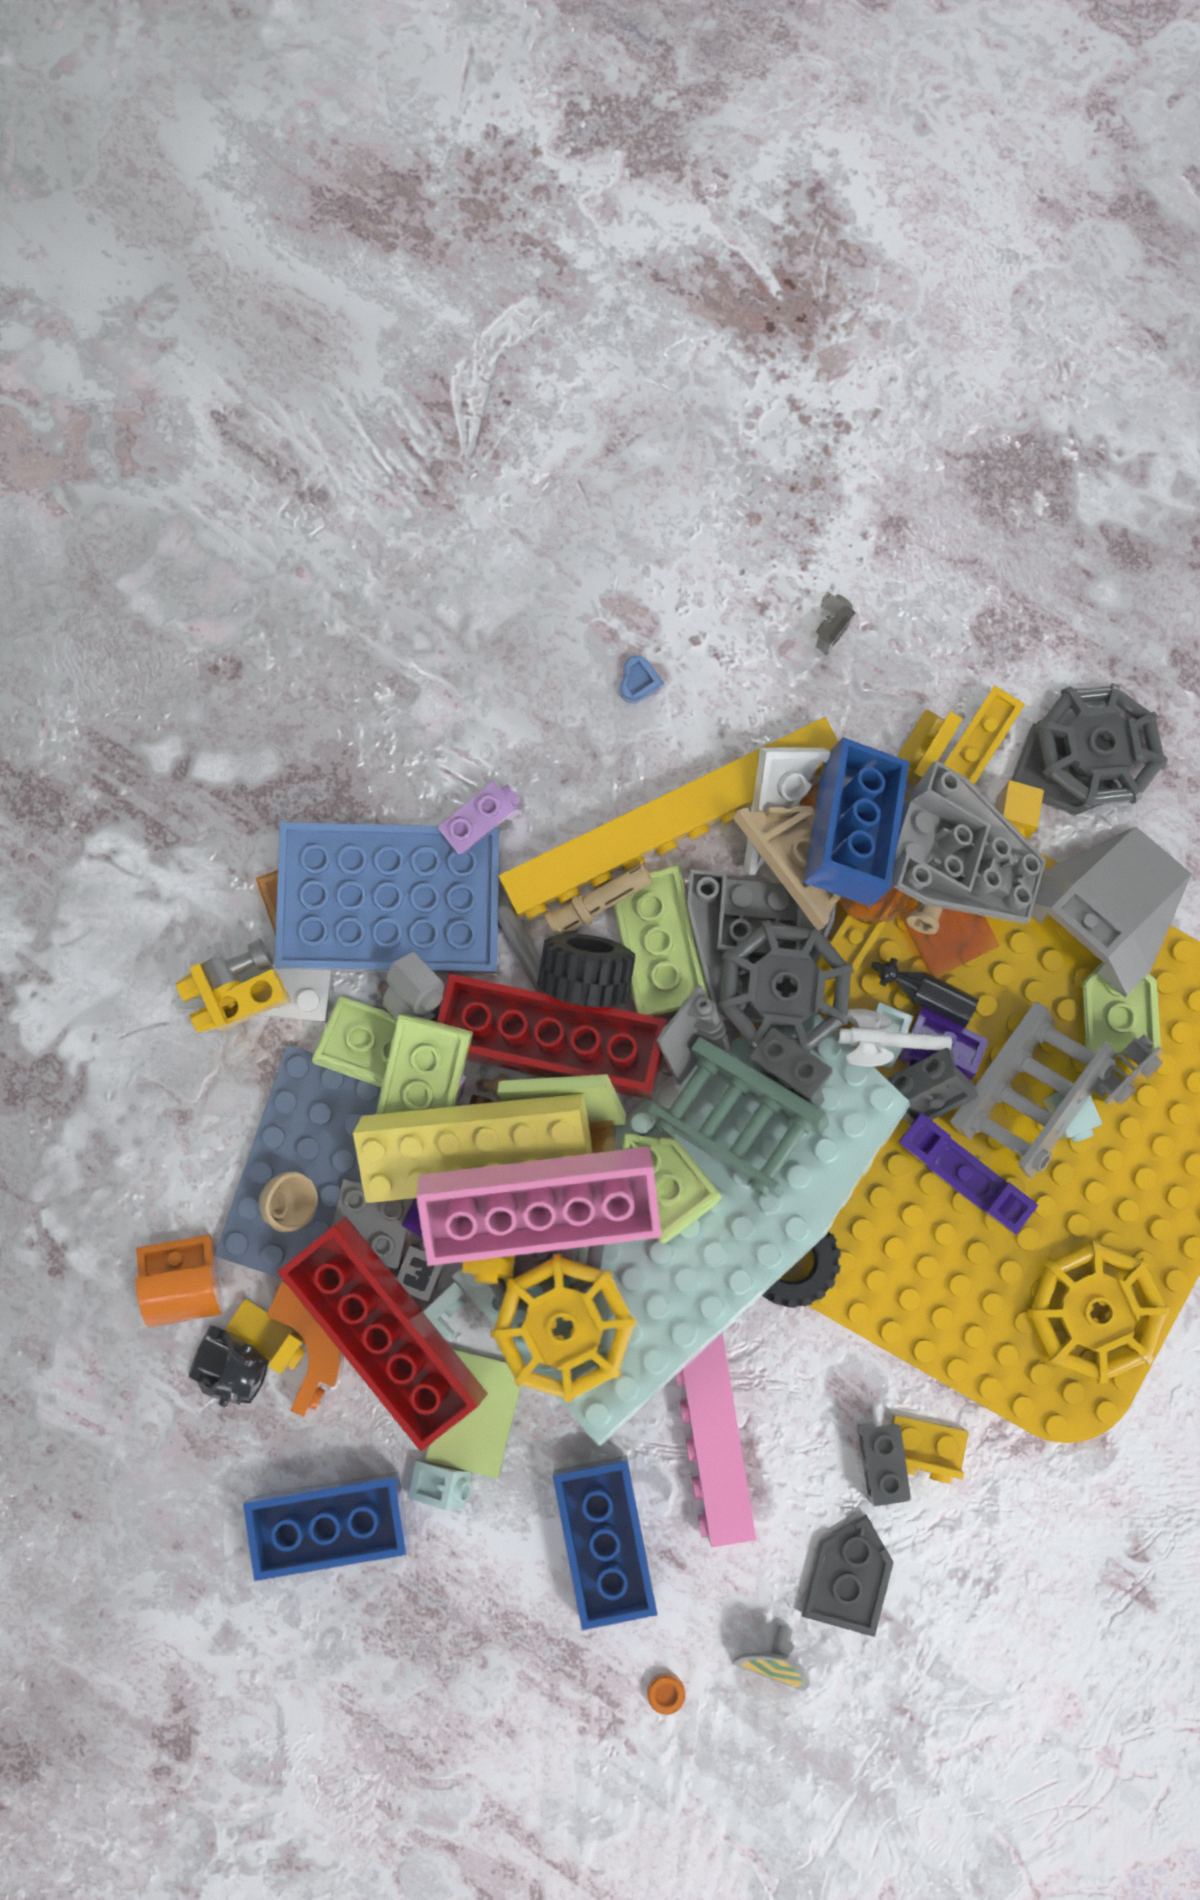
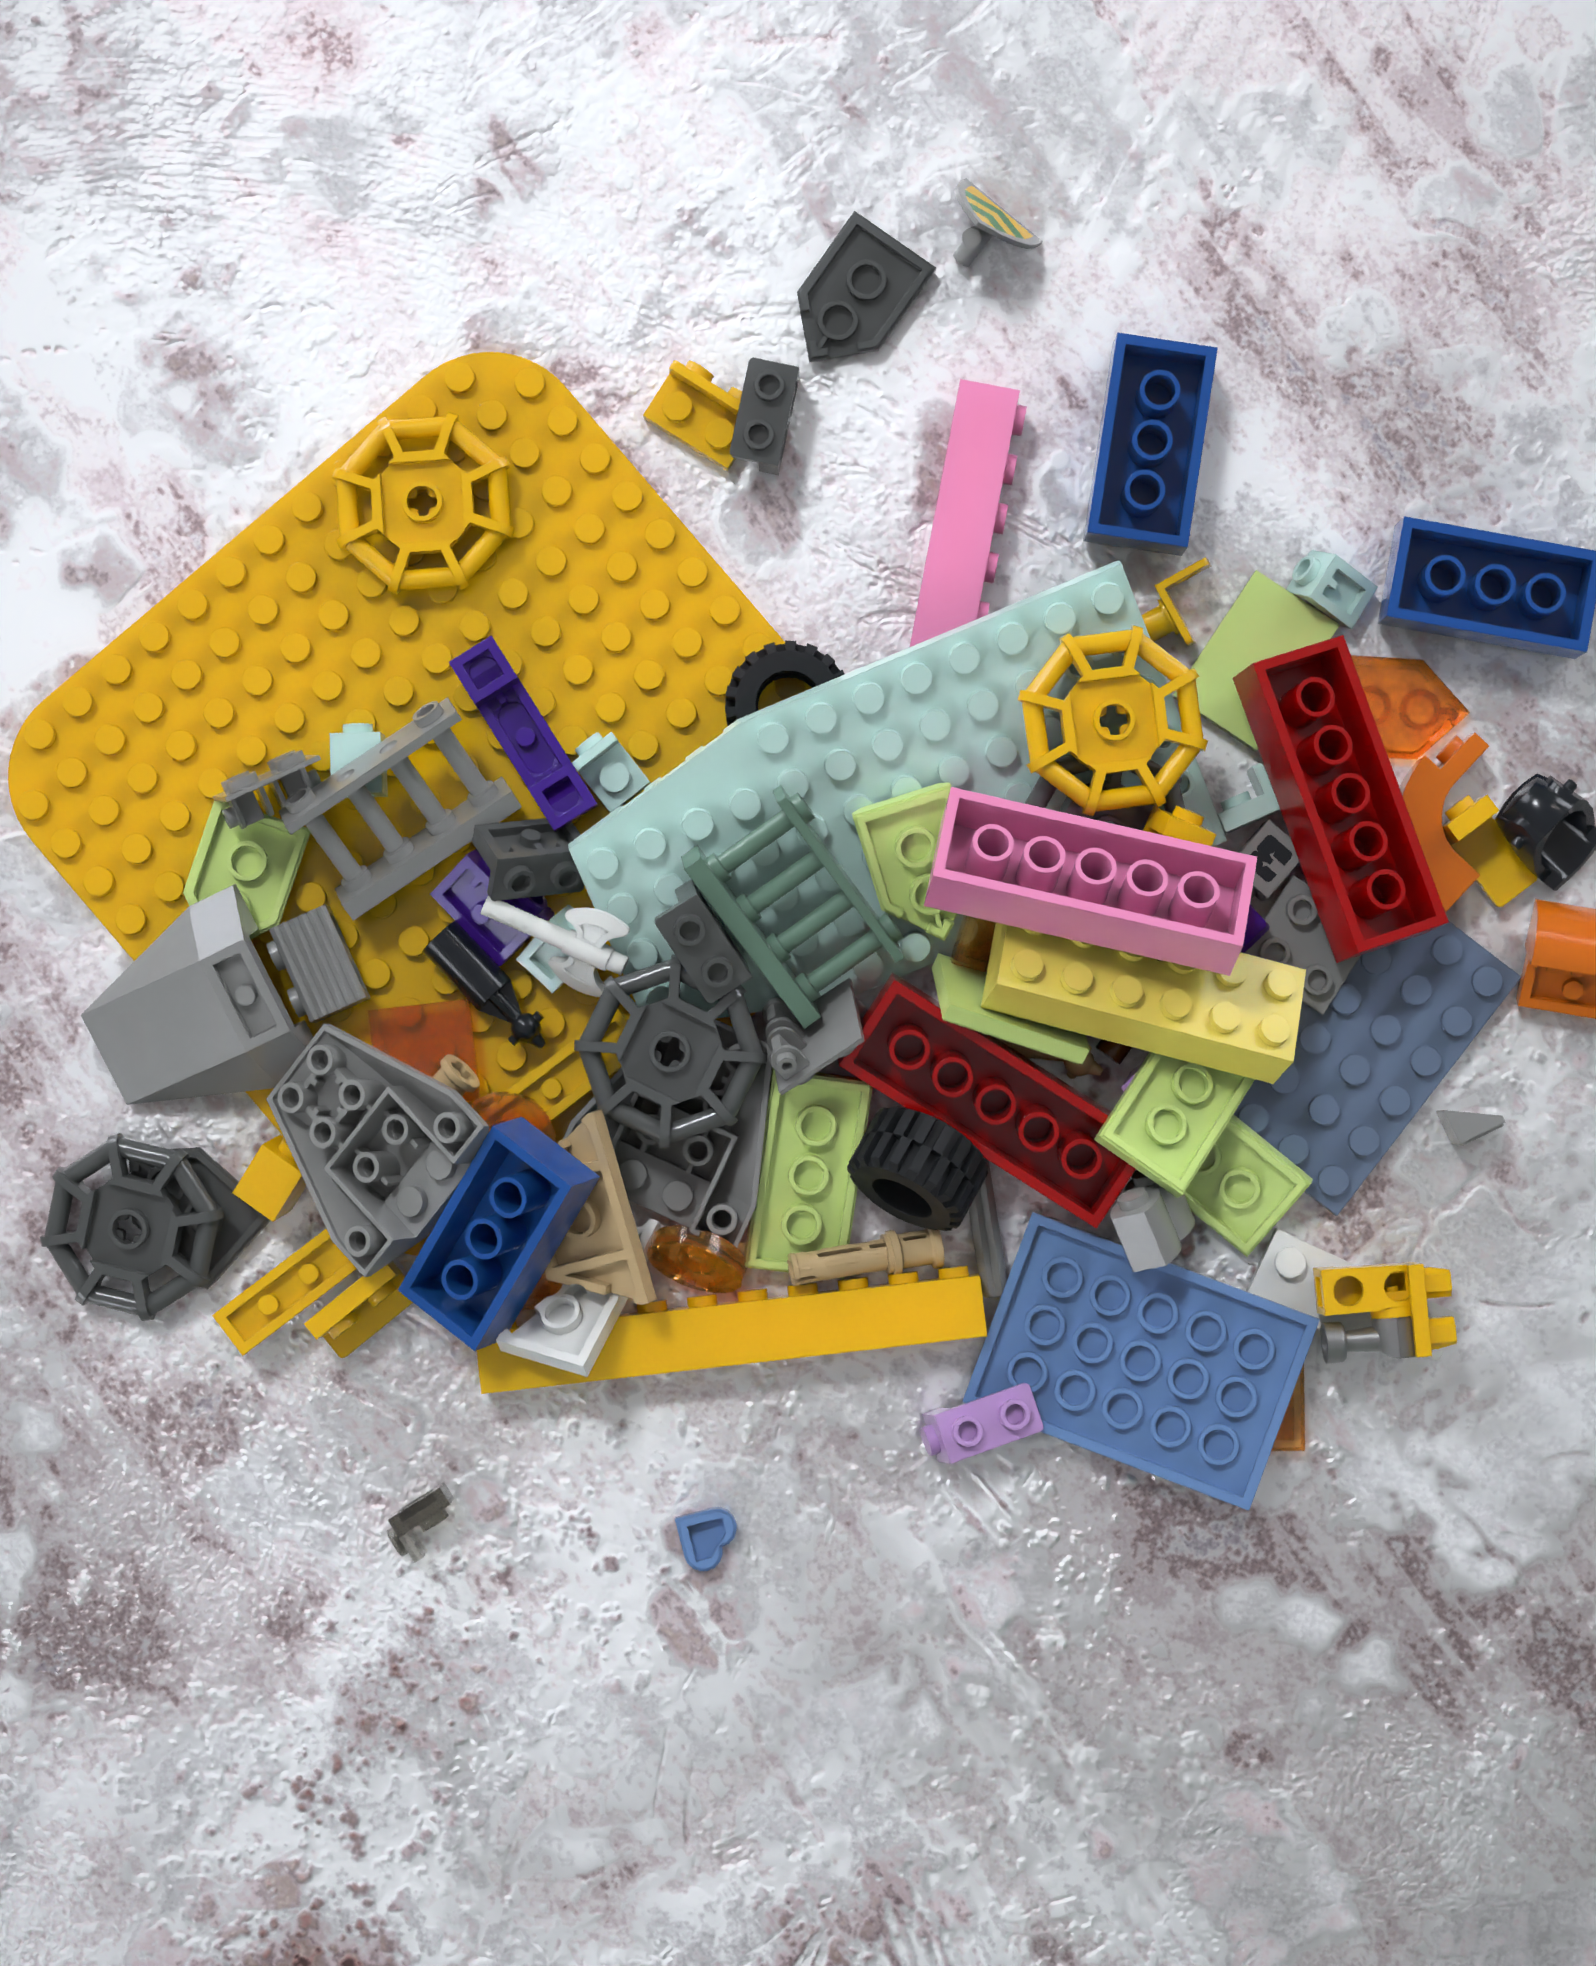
camera: 155 degrees left, 5 degrees up
(215, 1138) = (1467, 1126): none -> light grey slope
(288, 1201) = (1404, 1008): tan piece -> none
(358, 1421) = (1408, 704): none -> clear orange tile
(548, 1421) = (1166, 617): none -> yellow bracket
(666, 1693) = (1137, 236): orange tile -> none
(710, 856) = (697, 1262): none -> clear orange tile
(898, 1170) = (609, 770): none -> light aqua bracket
(1046, 964) = (318, 964): none -> light grey brick

